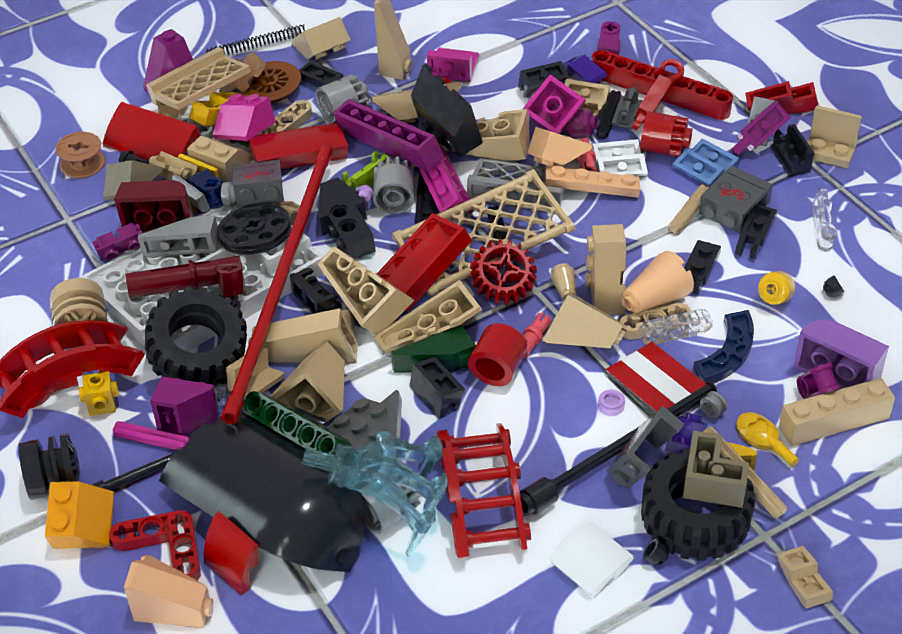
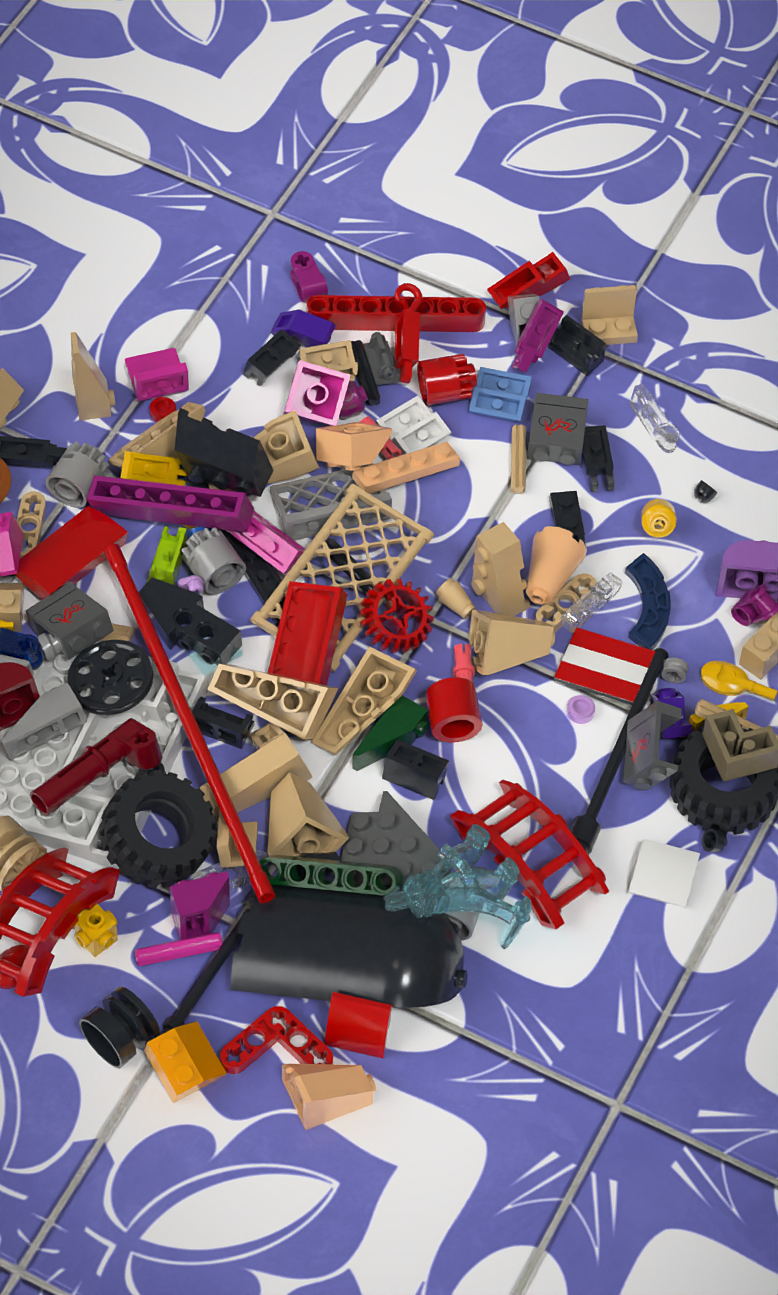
camera: 35 degrees left, 10 degrees up
(393, 107) = (152, 468): none -> yellow hinge

